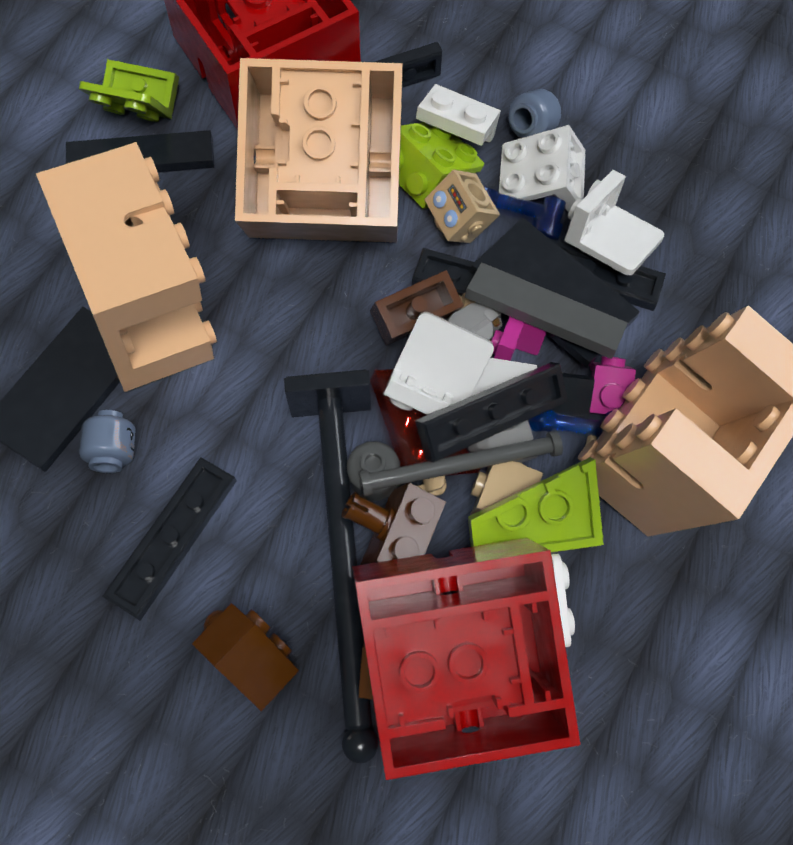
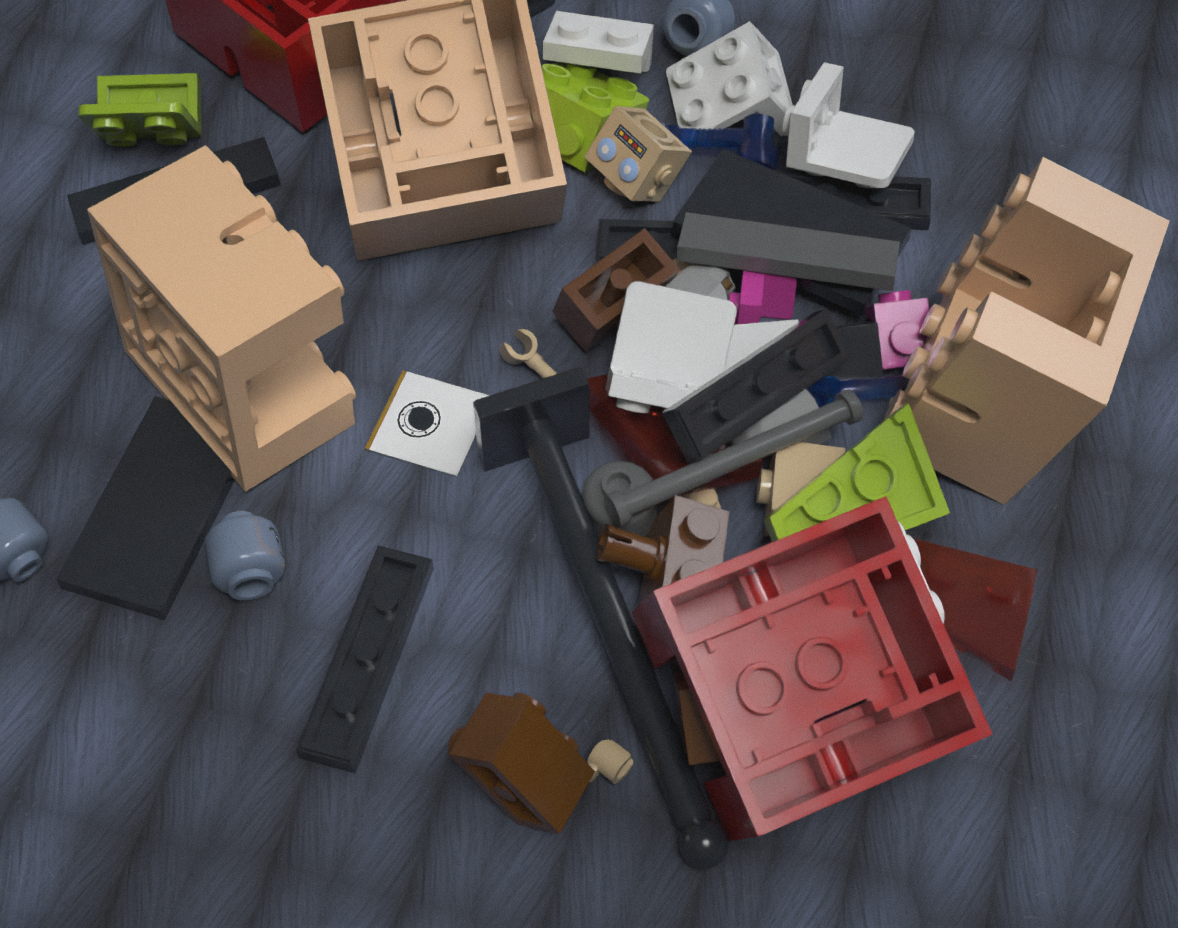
camera: 10 degrees left, 10 degrees down
(260, 370) = (426, 423): none -> white sticker
(313, 662) = (610, 761): none -> tan hand
(347, 344) = (530, 357): none -> tan hand
(604, 607) = (981, 601): none -> clear red wing

